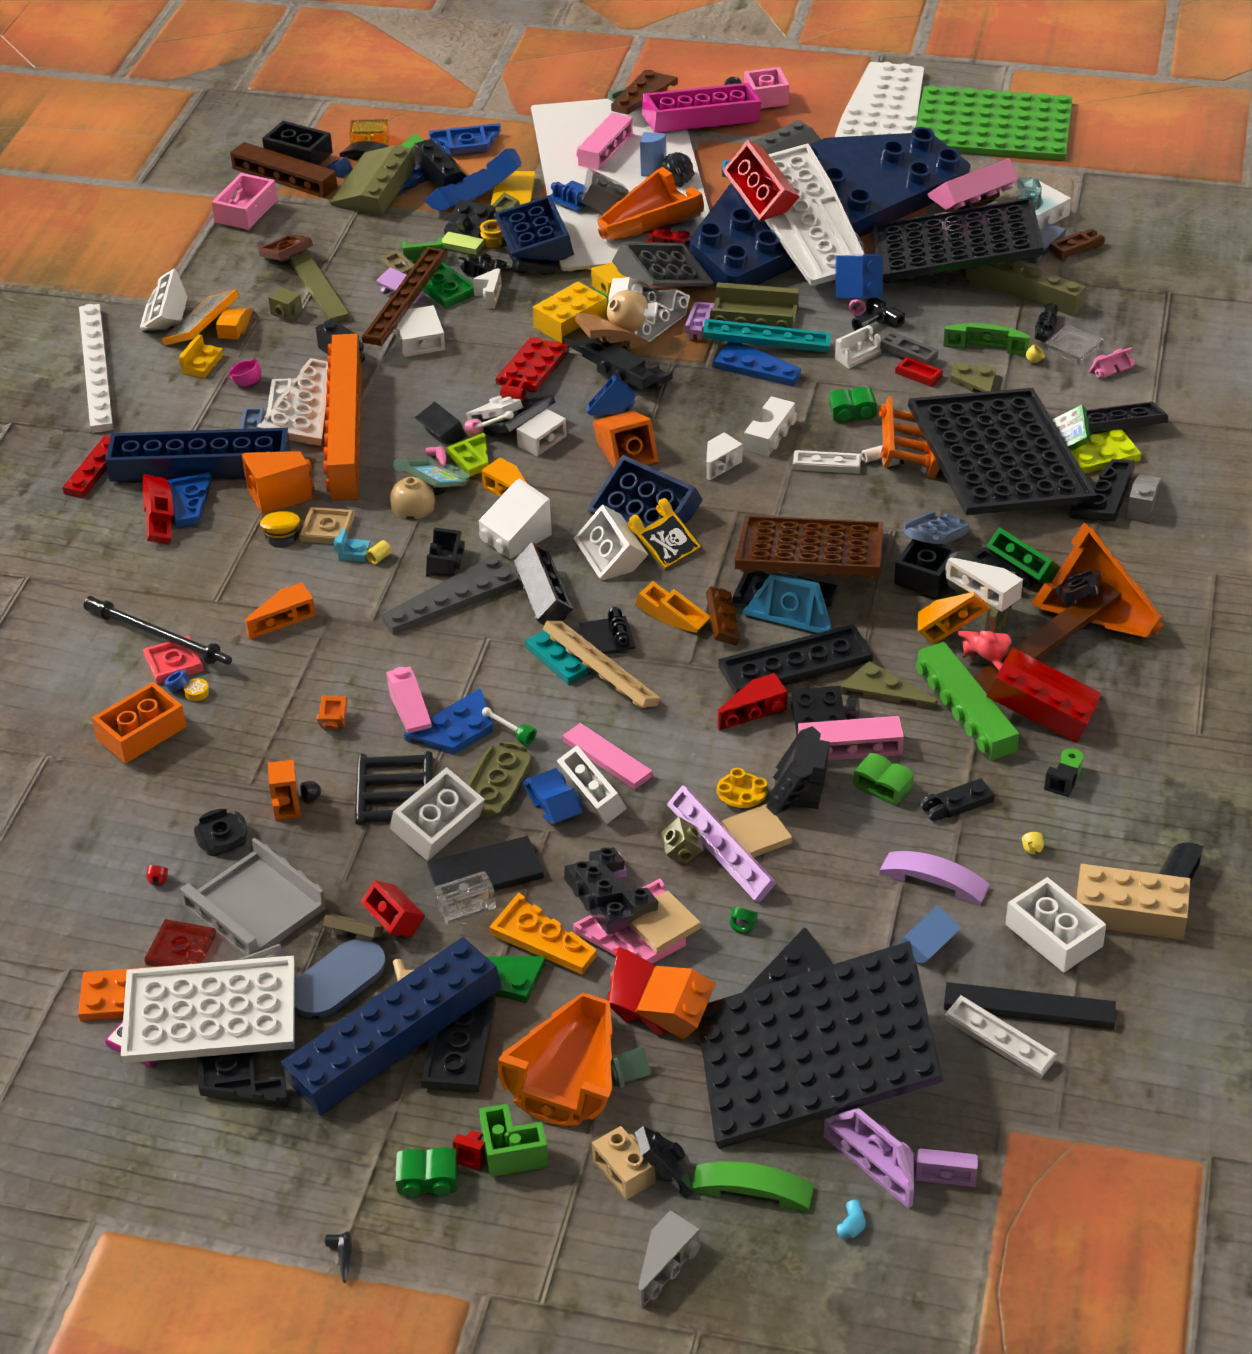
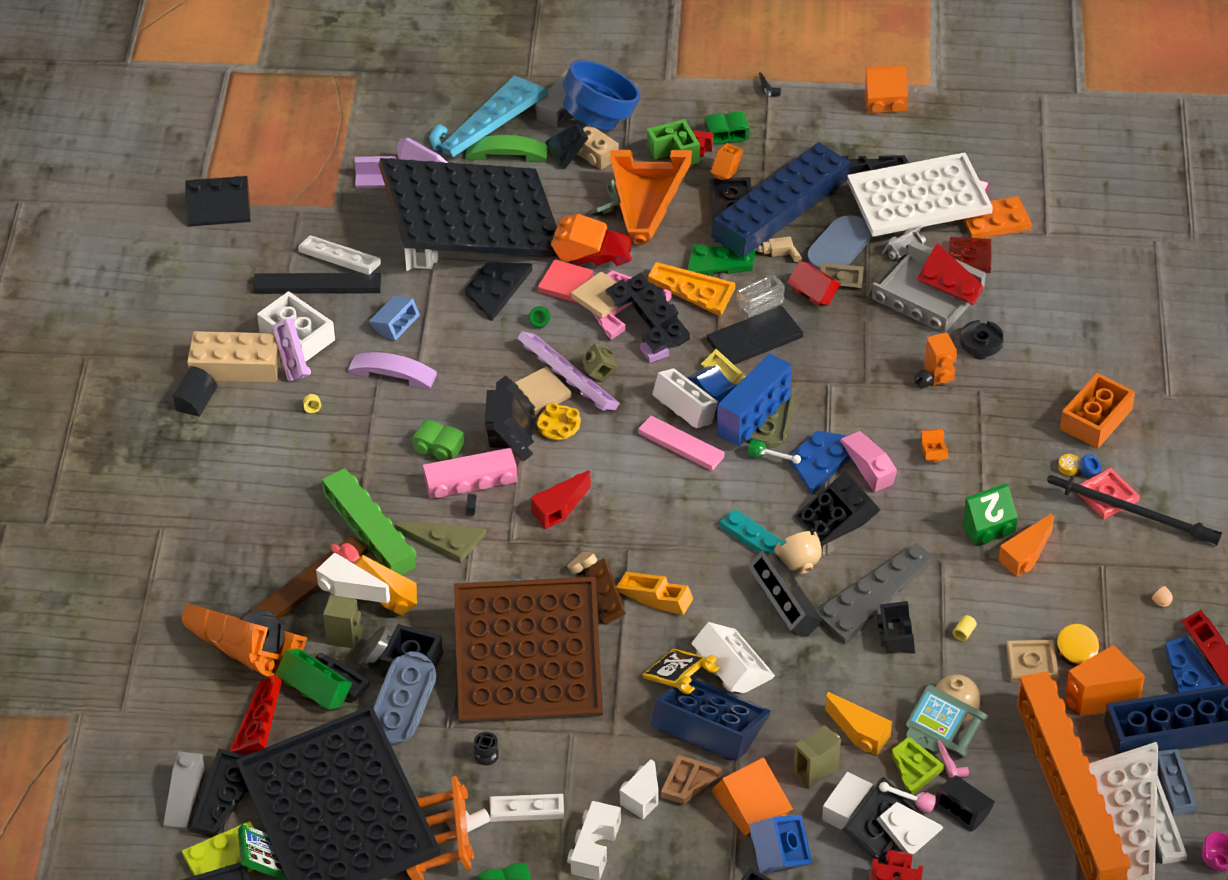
camera: 170 degrees right, 5 degrees up
(156, 873) = (1020, 300): red hinge -> none
(175, 562) = (1162, 597): none -> light nougat hinge
(178, 1195) = (886, 89): none -> orange slope
(225, 892) = (949, 276): none -> red wing
(309, 633) = (989, 515): none -> green slope
(351, 549) = (993, 632): medium azure bracket -> none
(363, 780) = (876, 382): black bar -> none
(436, 813) = (809, 350): white brick -> none
(447, 1089) = (726, 161): none -> orange brick
(458, 663) = (837, 510): none -> black slope
(515, 752) = (754, 400): none -> blue brick
(516, 520) = (834, 666): white slope -> none
(516, 619) = (800, 552): none -> tan cylinder
(536, 827) = (728, 369): none -> light yellow tile
(558, 451) = (817, 756): none -> olive hips
(586, 1190) = (599, 94): none -> blue wheel
(596, 660) = (707, 518): tan plate -> none
(610, 633) = (710, 561): black hinge -> none
(679, 462) = (688, 779): none -> medium nougat wing
(709, 962) = (563, 279): none -> coral tile
(740, 641) = (581, 562): none -> tan tile
(748, 1248) = (501, 107): none -> medium azure wing
(798, 658) = (530, 548): black plate -> none
(817, 705) = (496, 499): black hinge -> none
(859, 497) = (486, 748): none -> black wheel
(957, 800) = (375, 436): black hinge -> none
(1044, 695) = (296, 523): red slope -> none
(1060, 879) = (290, 350): none -> lavender hinge
(1067, 773) = (281, 464): black leg -> none
(1077, 512) = (258, 718): none -> red wing
(1176, 1144) = (217, 201): none -> black slope

